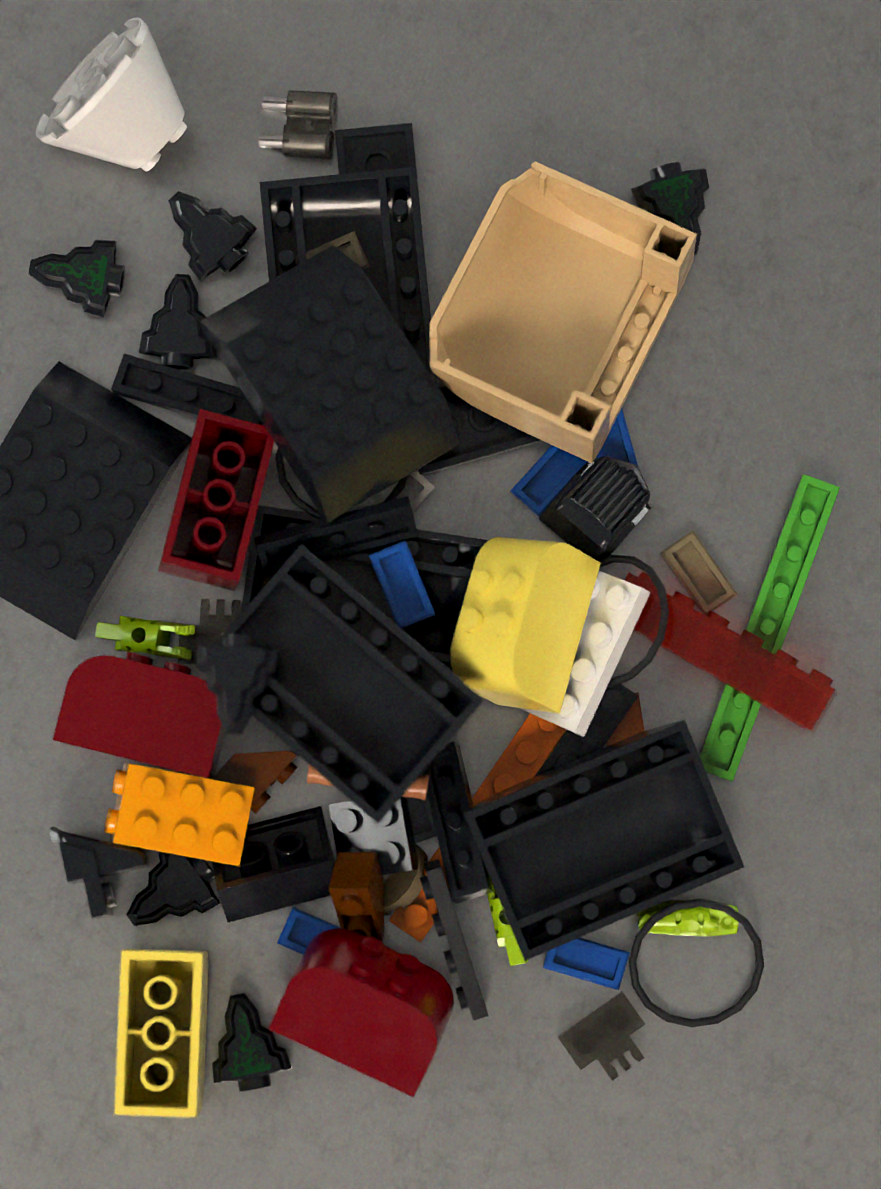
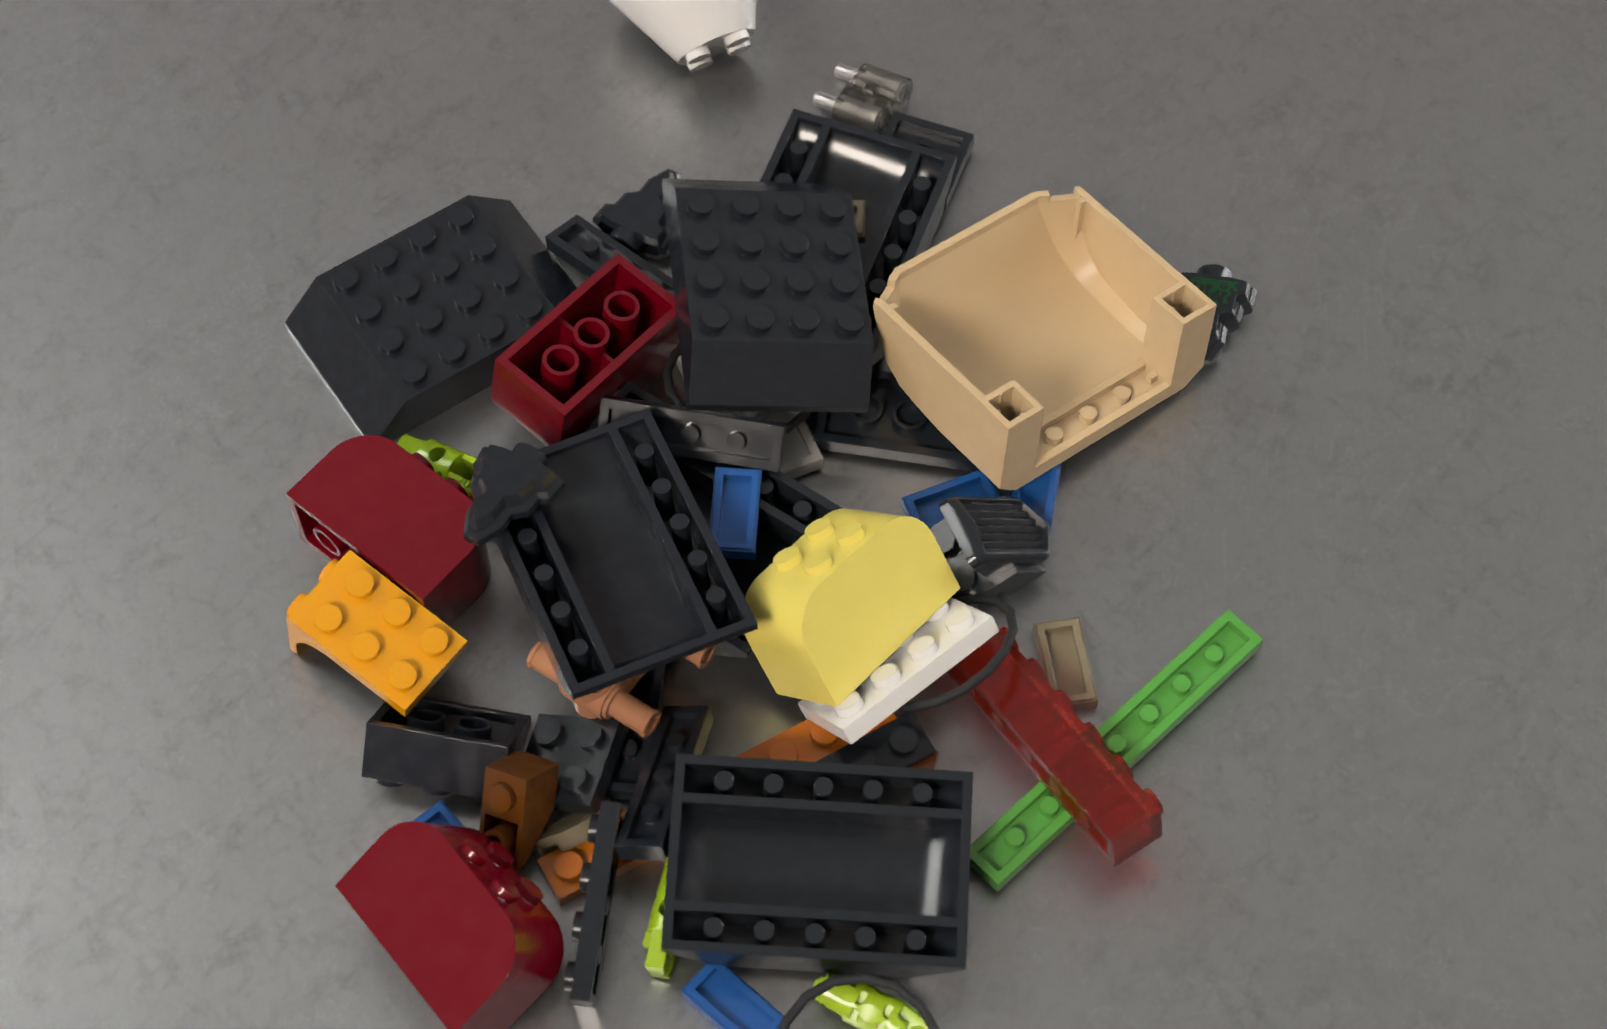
camera: 25 degrees right, 25 degrees down
(84, 275) = (579, 137): black rock -> none
(93, 860) = (259, 652): black piece -> none
(161, 1032) = (222, 837): light yellow brick -> none
(175, 888) = (327, 722): black rock -> none
(210, 235) = (721, 150): black rock -> none
(248, 1049) = (304, 925): black rock -> none
(258, 771) = (490, 650): reddish brown slope -> none

